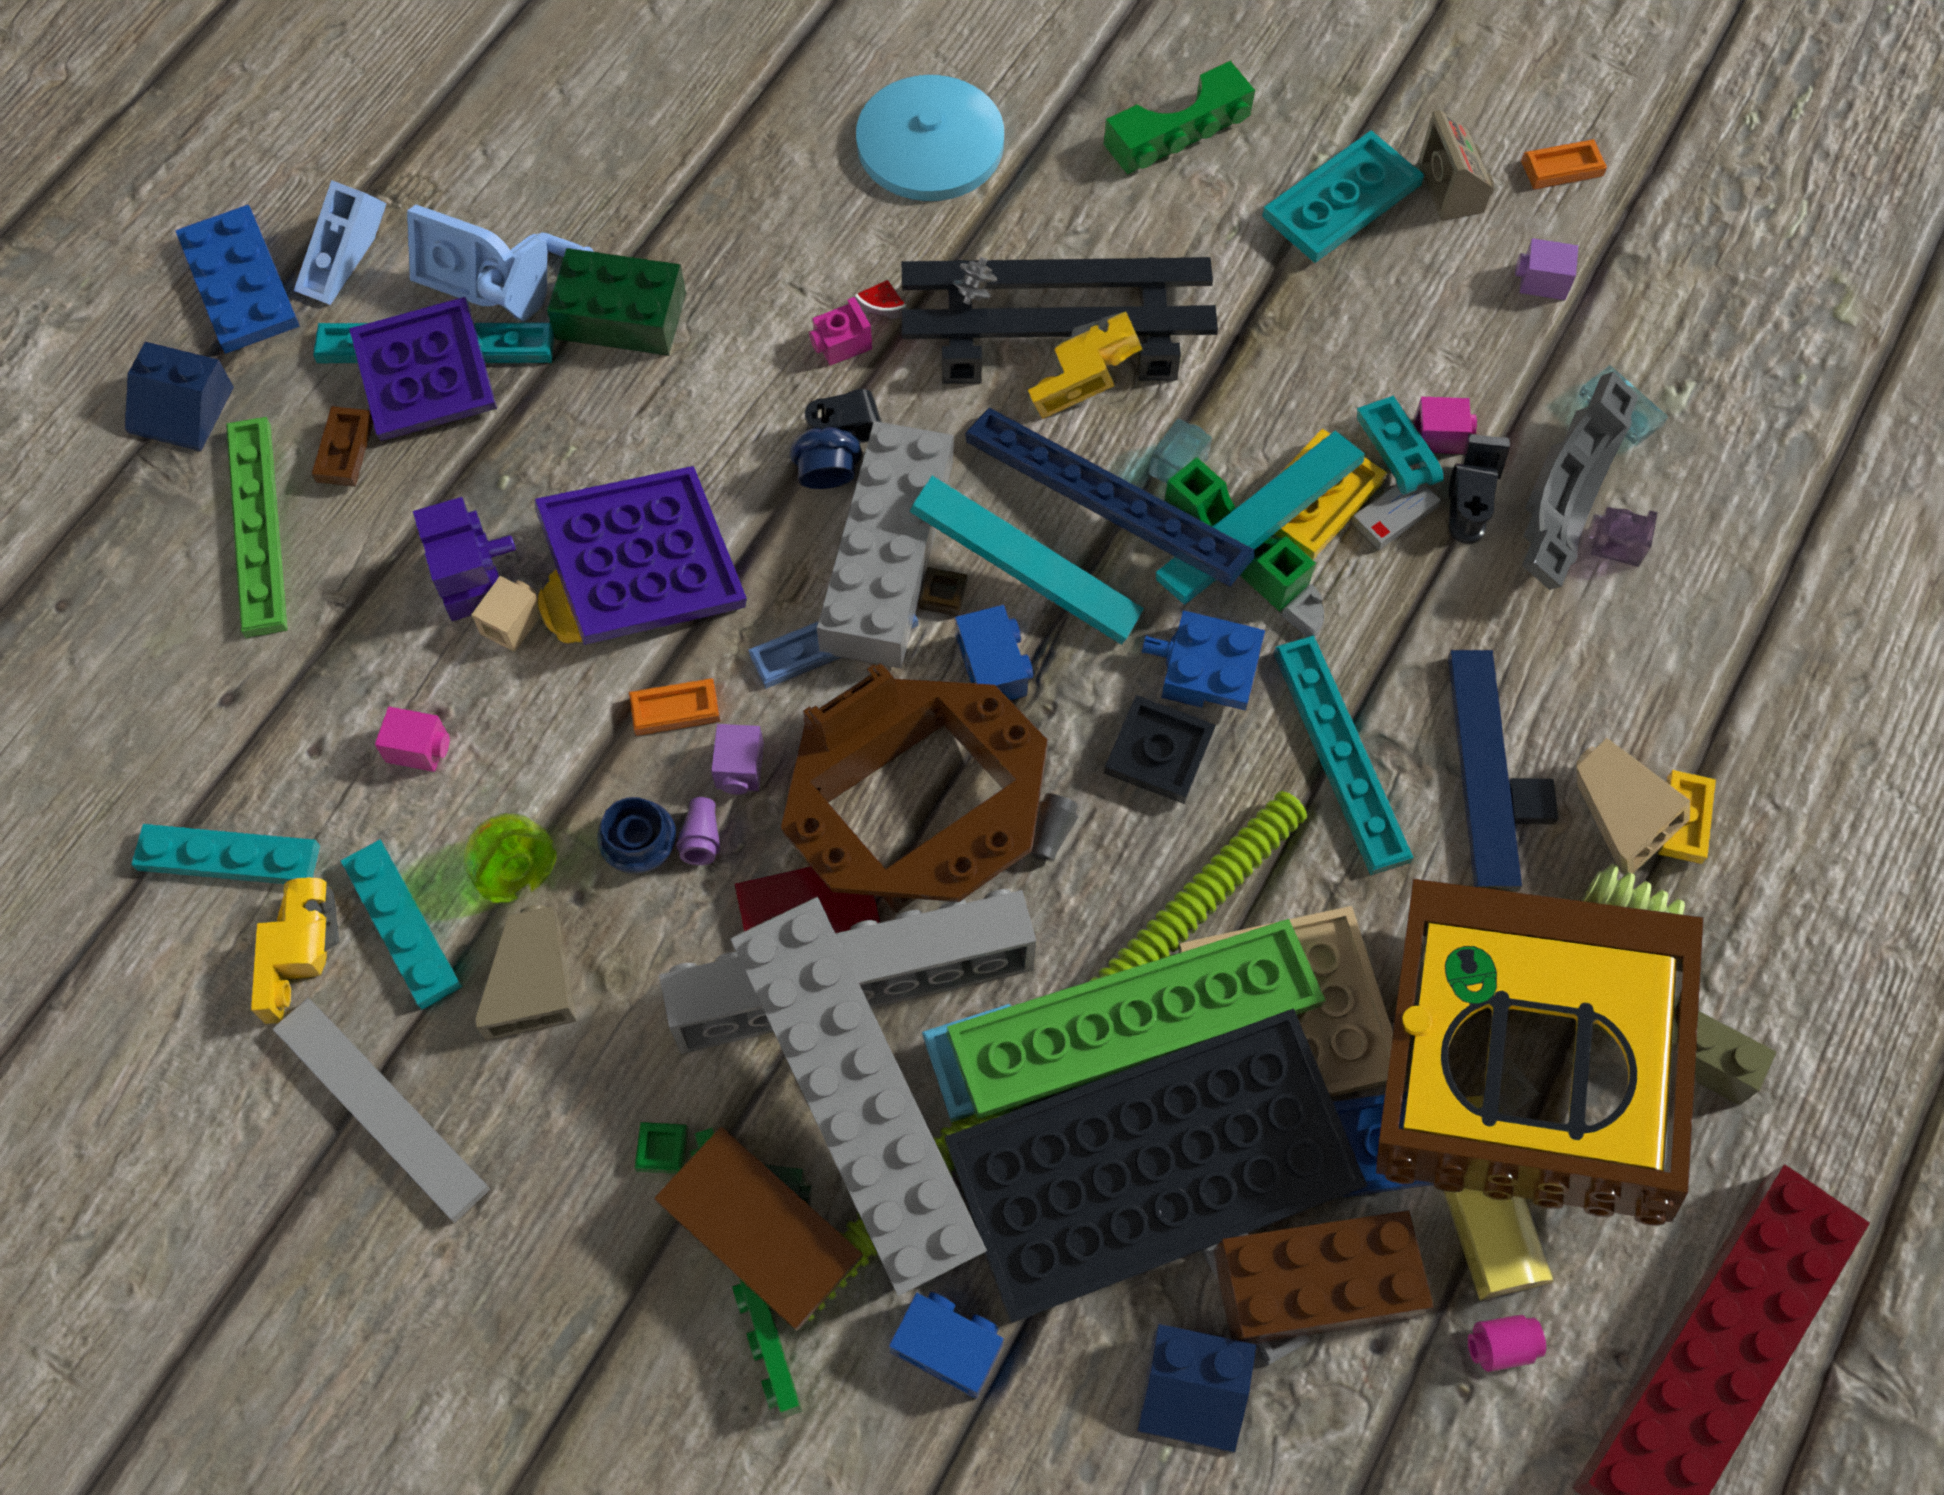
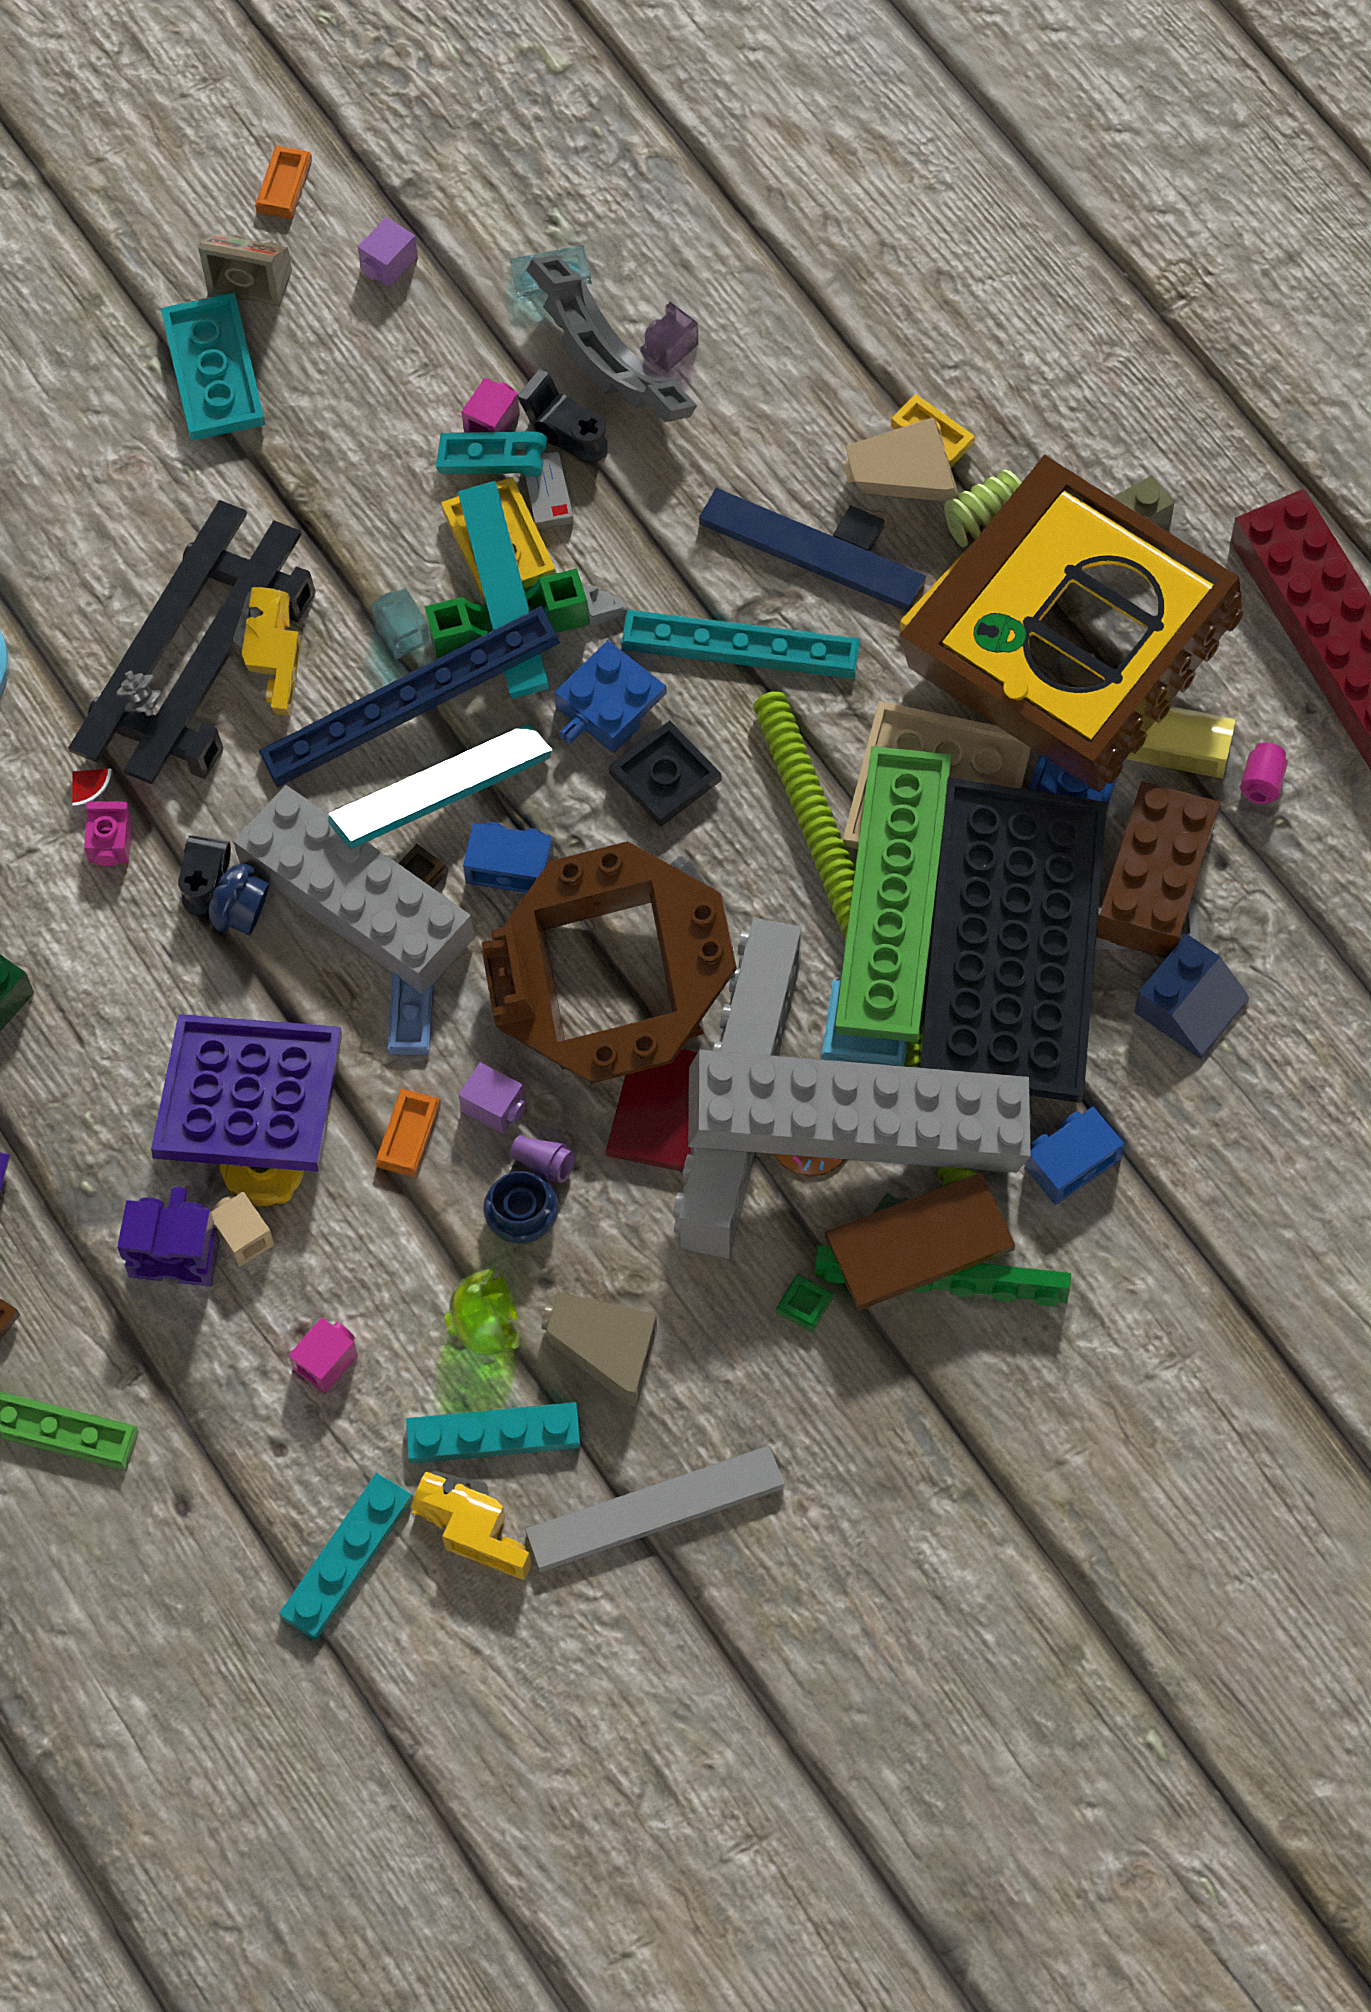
camera: 60 degrees left, 0 degrees up
(1143, 136) = (47, 490): green arch -> none

